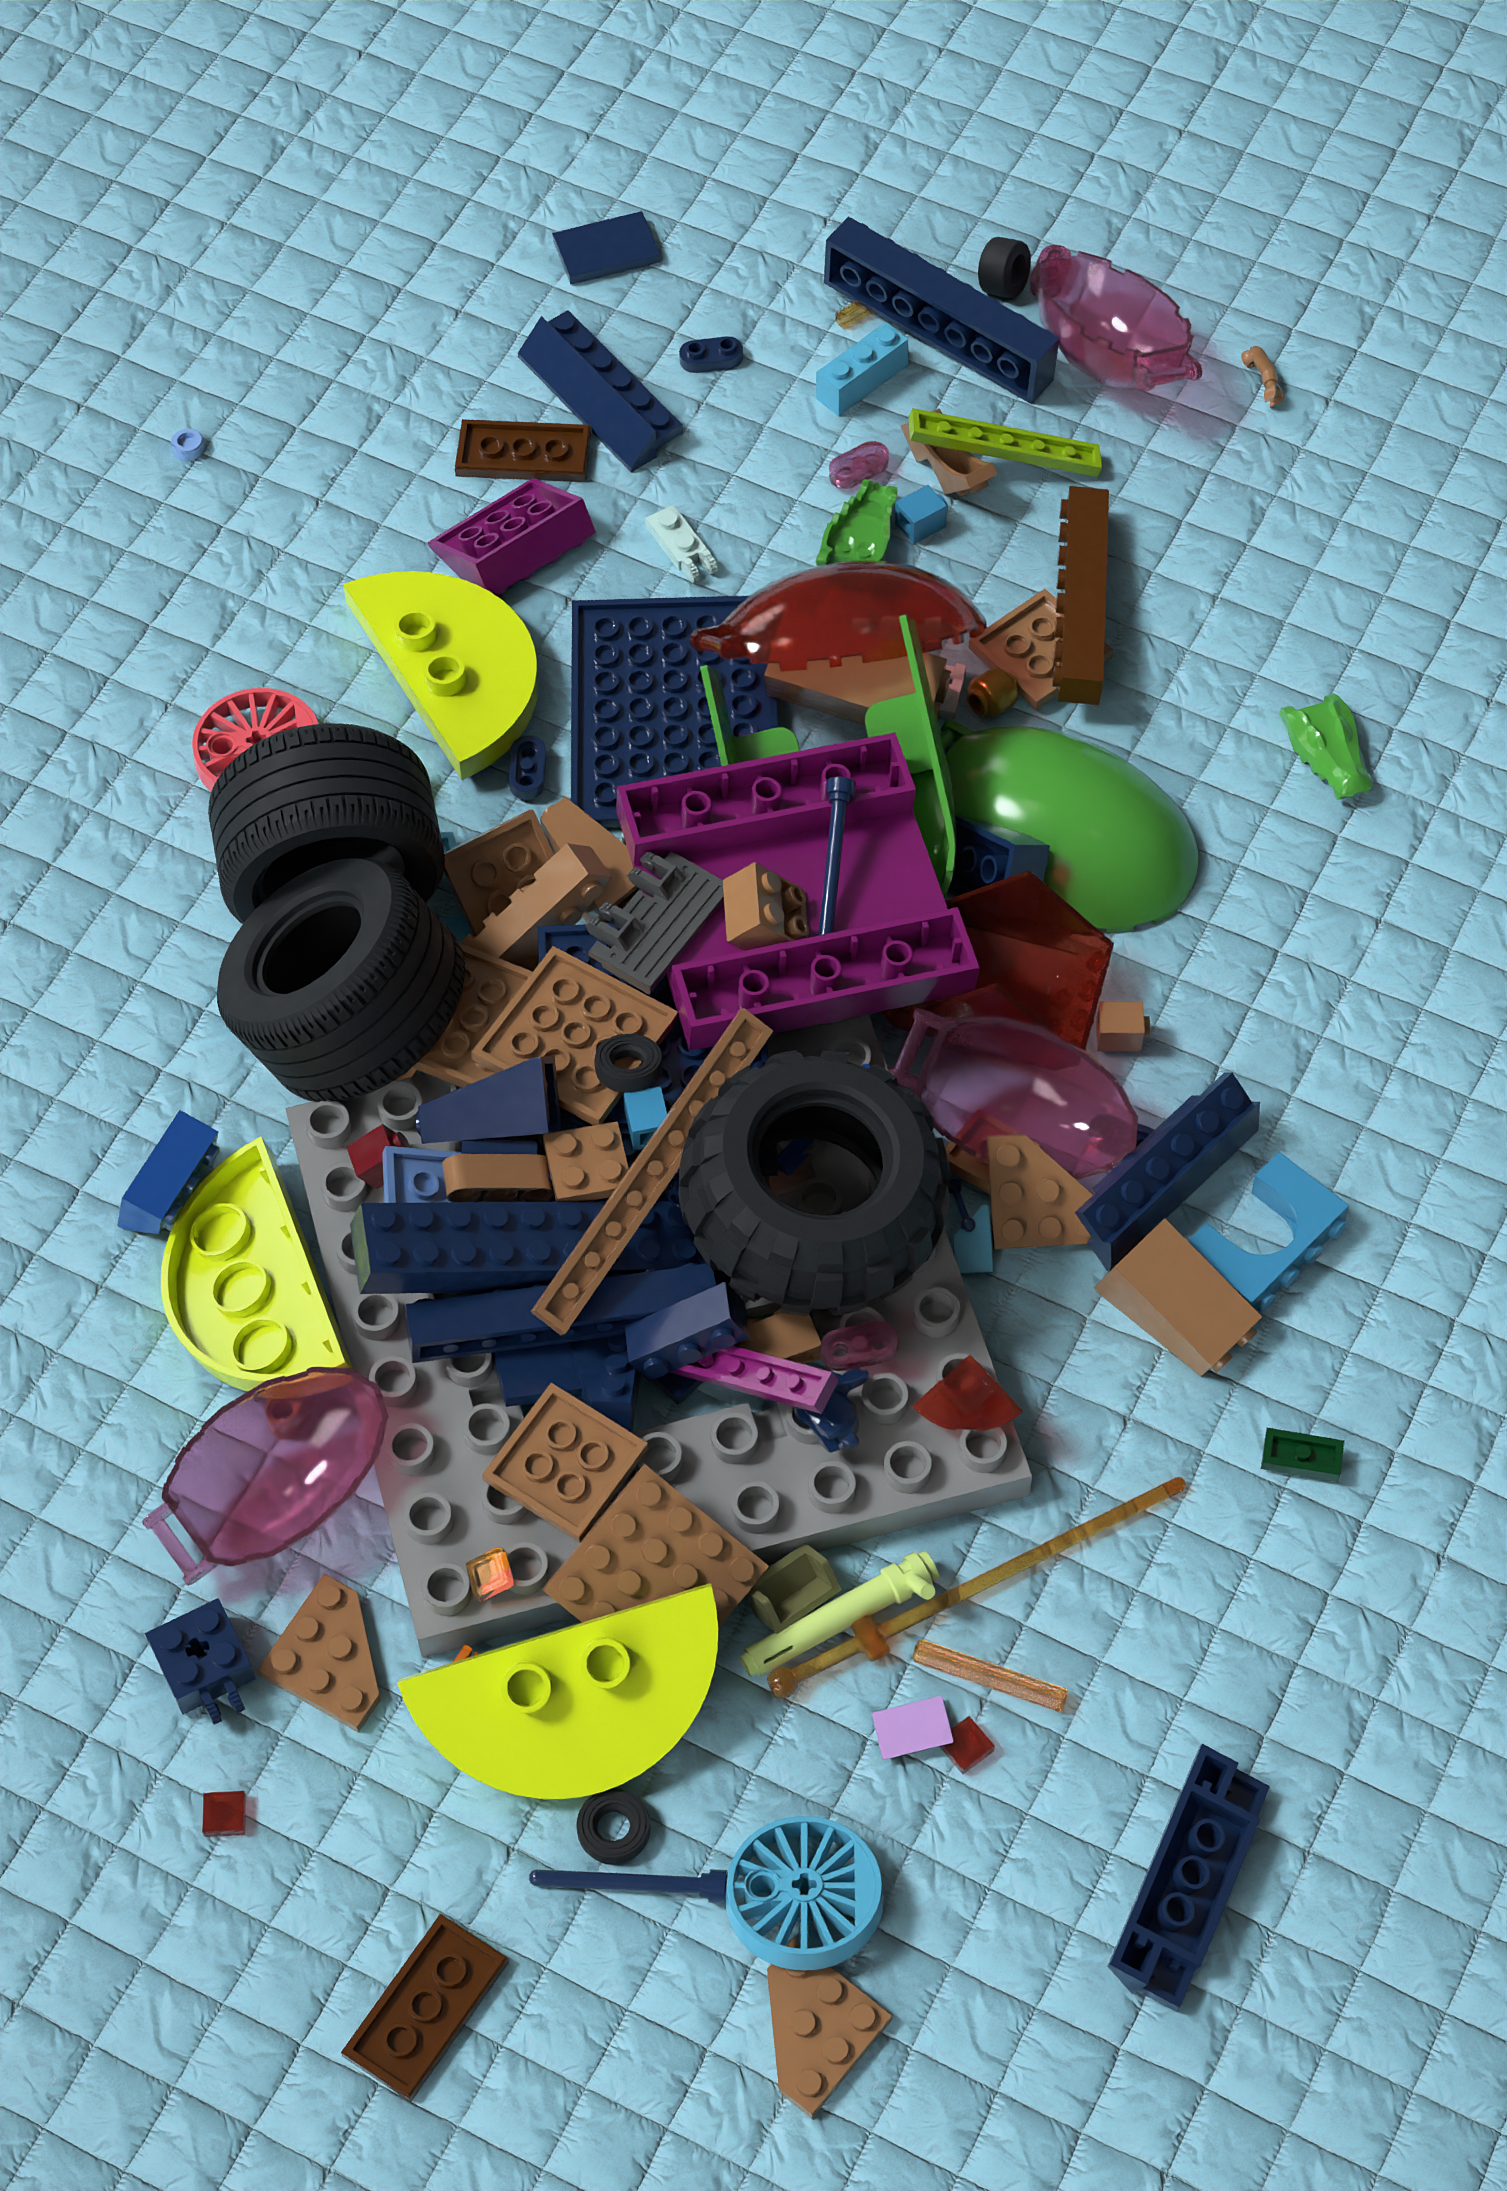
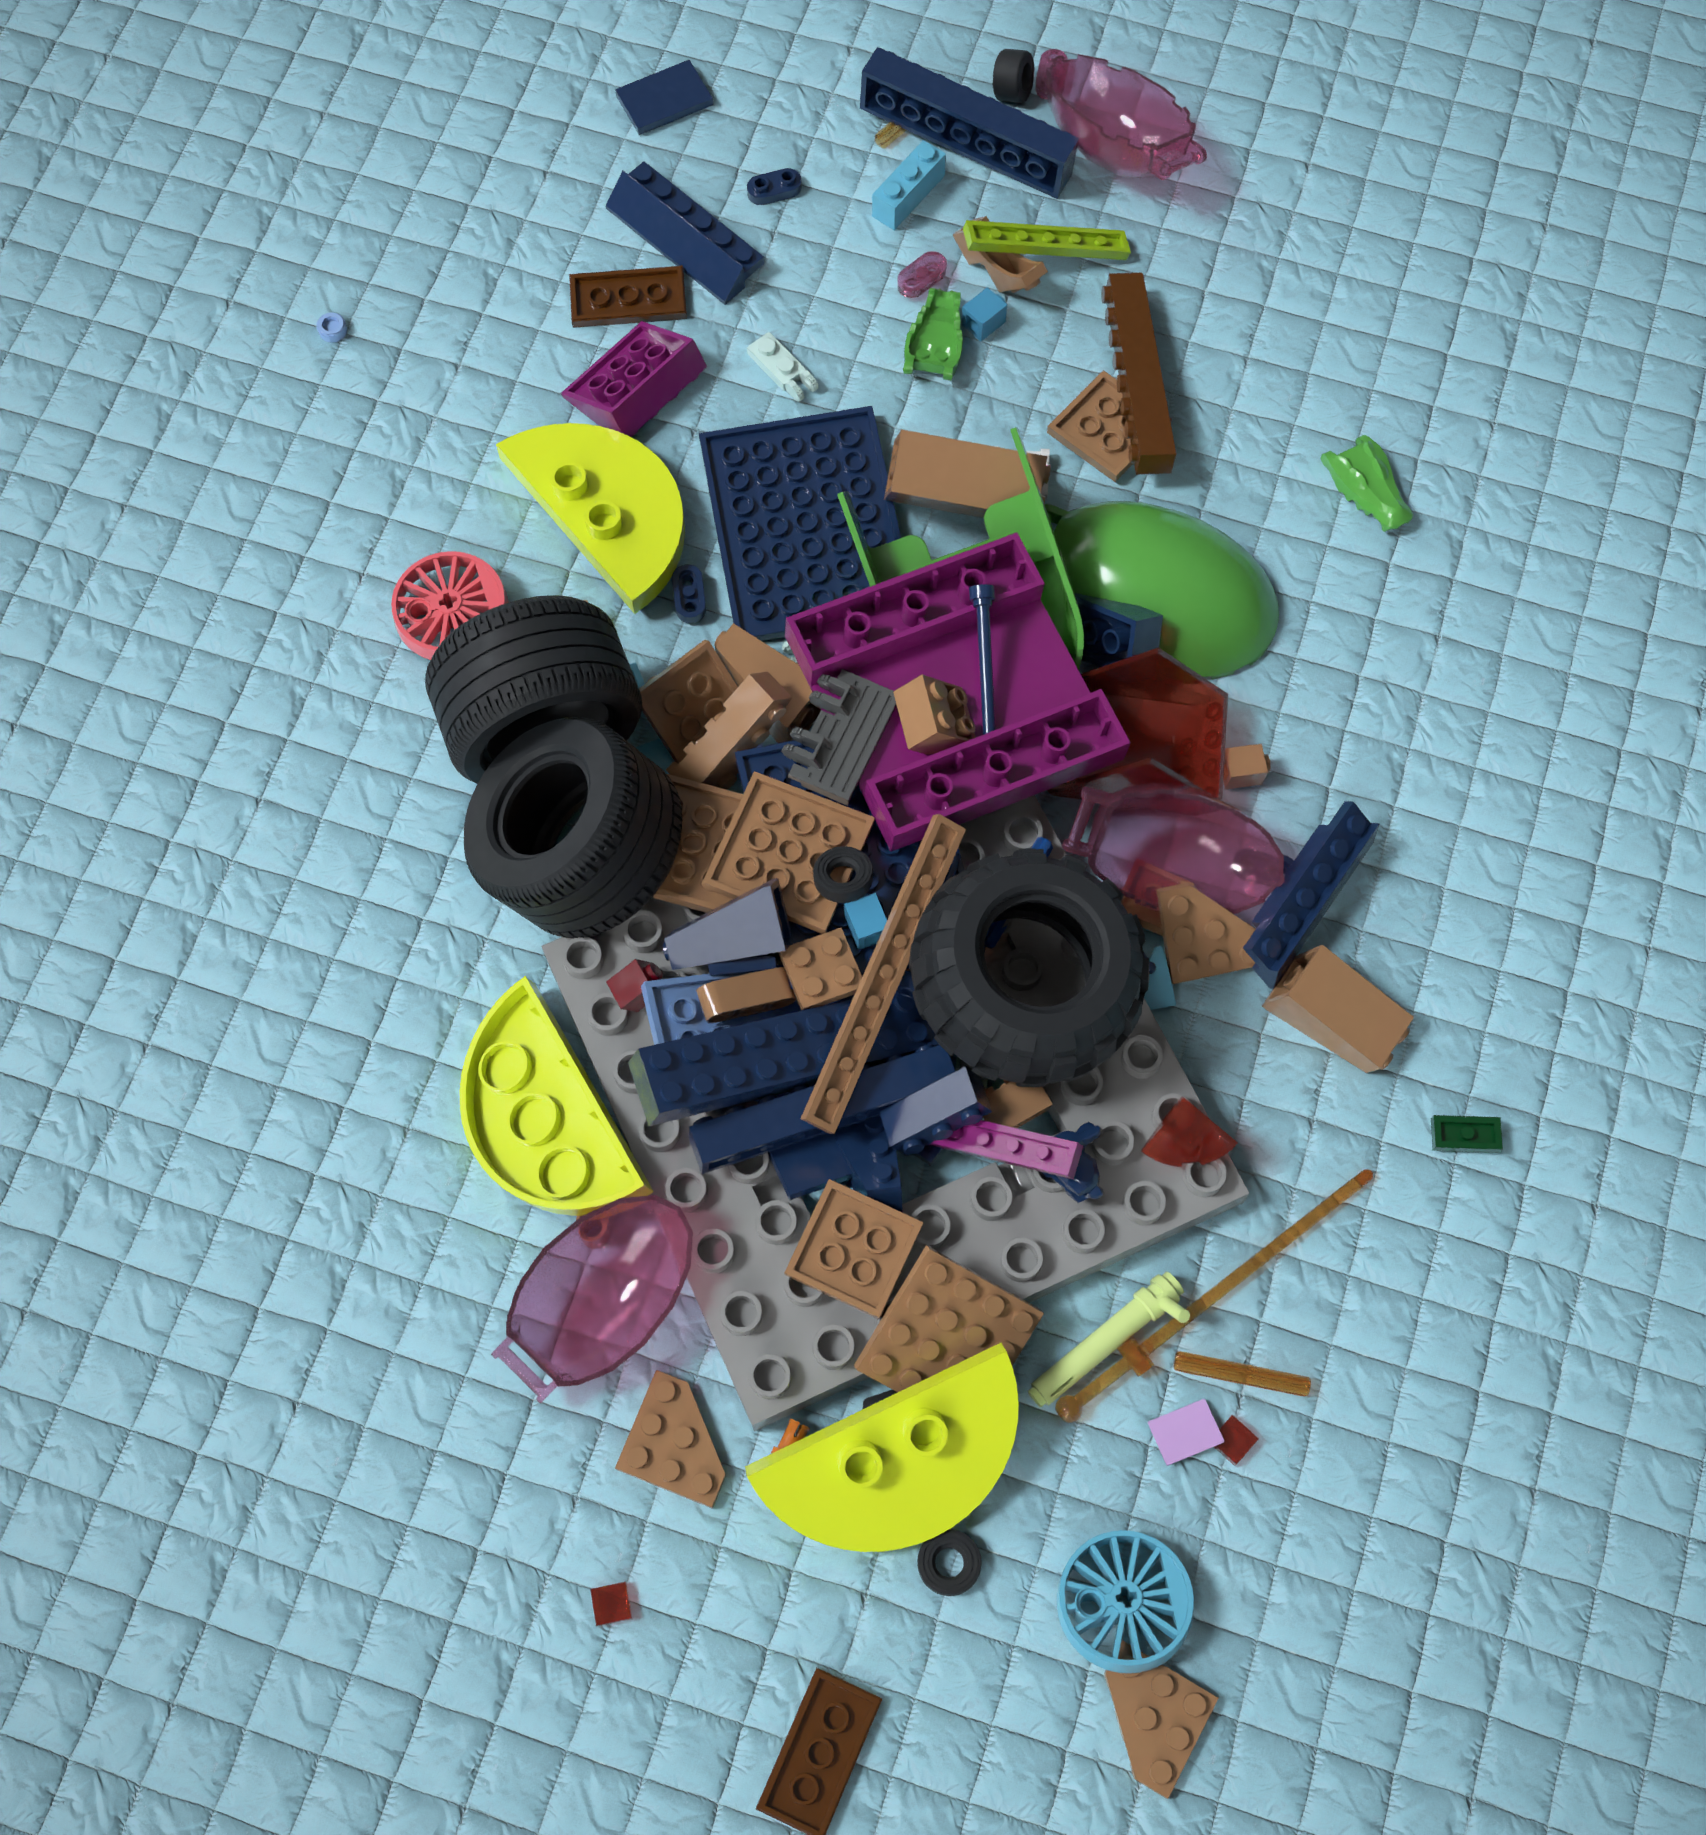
camera: 10 degrees left, 10 degrees up
(168, 1175) = (451, 1023): blue slope -> none
(222, 1670) = (560, 1489): dark blue hinge -> none
(490, 1574) = (806, 1360): clear orange tile -> none
(709, 1885) = (1042, 1604): dark blue piece -> none
(792, 1588) = (1065, 1324): olive panel -> none
(842, 614) = (946, 428): clear red windscreen -> none
(858, 1343) = (1084, 1102): clear pink plate -> none
(992, 693) = (1077, 472): pearl gold head -> none
(1189, 1879) = (1448, 1537): dark blue slope -> none
(1258, 357) = (1242, 132): medium nougat arm -> none
(1310, 1212) = (1433, 915): dark azure arch -> none

